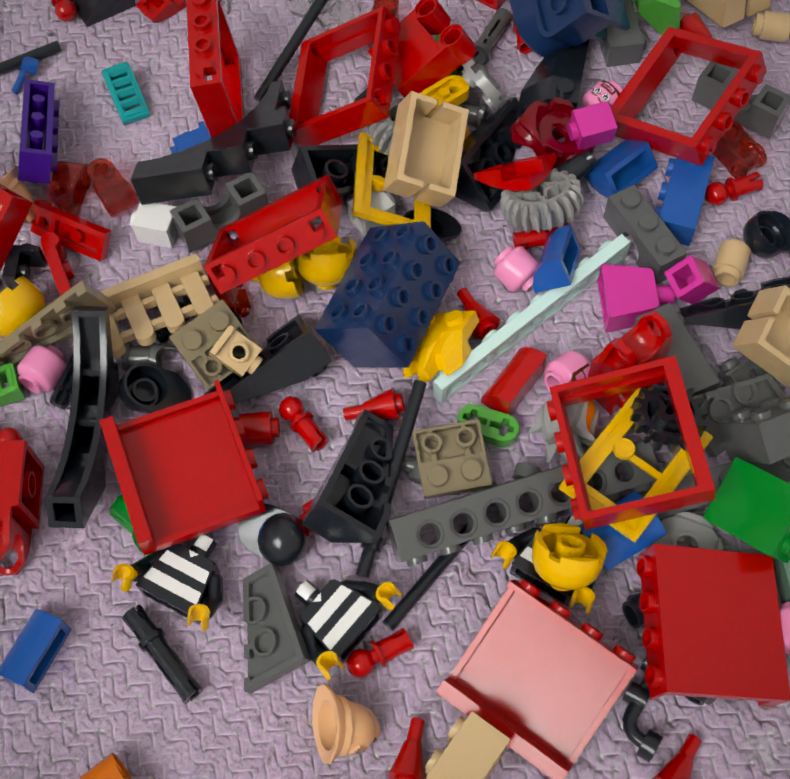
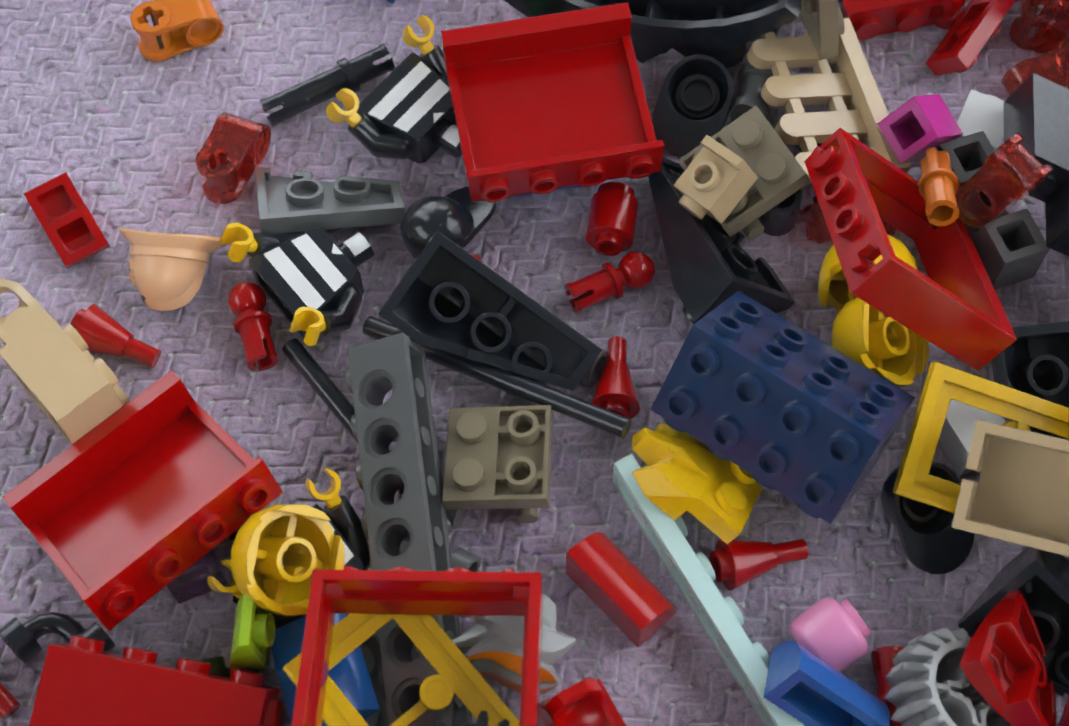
camera: 100 degrees right, 0 degrees up
(171, 245) = (919, 126): none -> dark pink brick
(219, 188) = (1005, 178): none -> clear red piece
(220, 225) = (939, 187): none -> orange axle
(232, 707) = (230, 156): none -> clear red piece
(490, 424) = (546, 529): bright green beam -> none
(566, 368) = (620, 668): bright pink head -> none
(617, 578) = (251, 637): none -> lime slope

